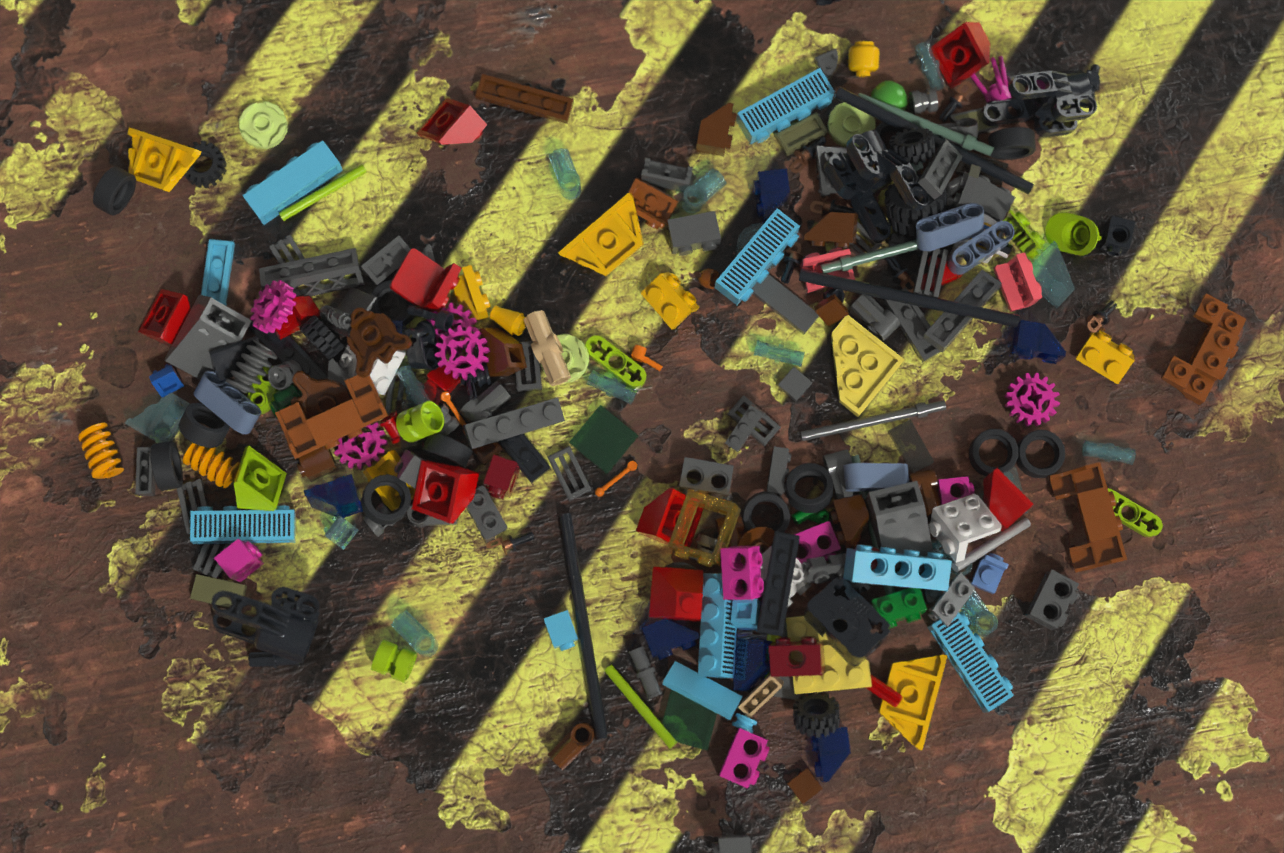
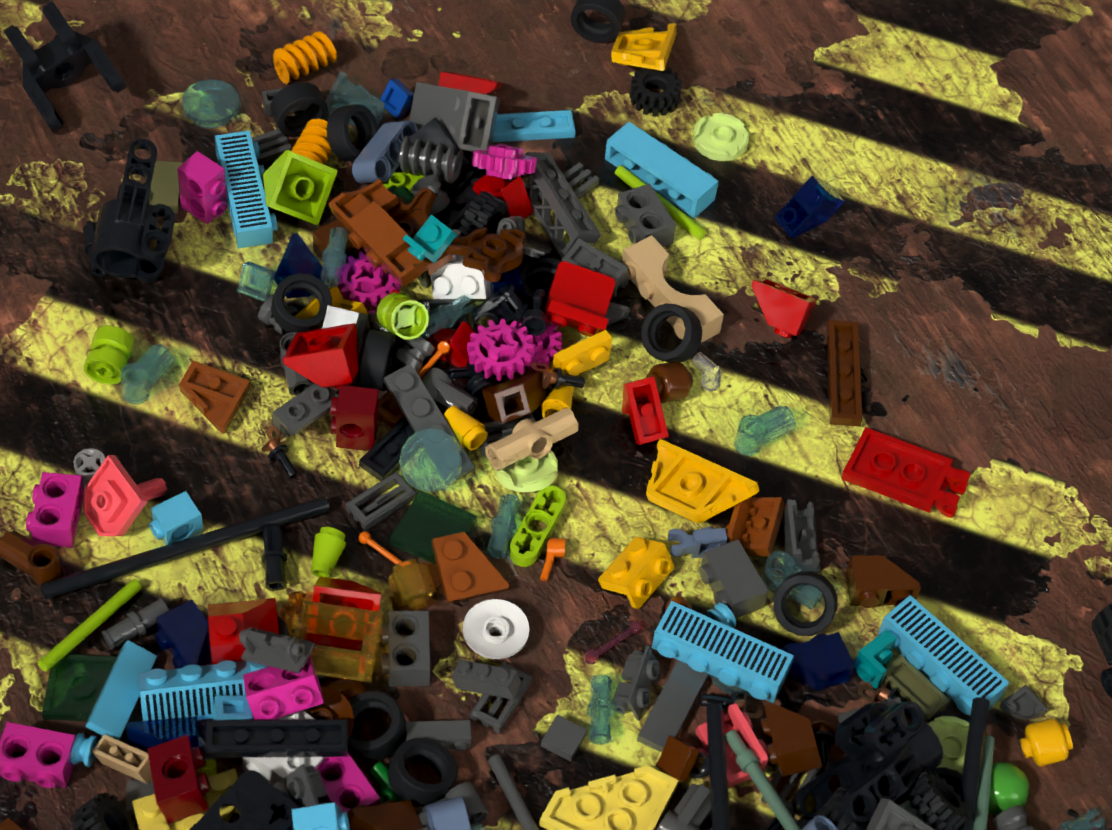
camera: 75 degrees right, 25 degrees down
(58, 670) = (59, 63): none -> black piece
(131, 540) = (210, 103): none -> clear light blue tile
(341, 202) = (645, 215): none -> dark grey brick
(342, 465) = (334, 257): none -> clear light blue pin
(359, 77) = (809, 207): none -> clear blue slope
(360, 384) = (430, 240): none -> teal bracket
(445, 583) = (214, 393): none -> dark orange wing
(448, 200) = (646, 269): none -> tan arch
(471, 235) = (651, 329): none -> black tyre
(493, 317) = (556, 377): none -> piece
(495, 686) = (88, 459): none -> light grey wheel
(502, 198) = (710, 372): none -> clear arm
(509, 232) = (672, 381): none -> reddish brown head
(524, 396) = (467, 429): none -> yellow cone
(535, 714) = (63, 509): none -> dark pink brick
(536, 257) = (645, 410): none -> red slope
(538, 673) = (114, 498): none -> coral piece
(550, 428) = (431, 460): none -> clear light blue tile
(608, 562) = (274, 558): none -> black axle
(609, 521) = (327, 549): none -> lime cone
(622, 83) = (905, 473): none -> red tile
(647, 423) = (465, 569): none -> dark orange wing
(653, 465) = (411, 584): none -> clear yellow head
(656, 243) = (698, 542): none -> sand blue plate
(657, 556) = (294, 606): none -> clear orange arm
(706, 400) = (498, 617): none -> white dish
(715, 182) = (805, 628): none -> black tyre
(717, 571) = (275, 649): none -> dark grey hinge
(723, 251) = (722, 614): none -> medium azure bush
(732, 349) = (591, 656): none -> clear pink hinge
(771, 326) = (641, 671): none -> dark grey hinge
(773, 152) = (873, 657): none -> teal bracket

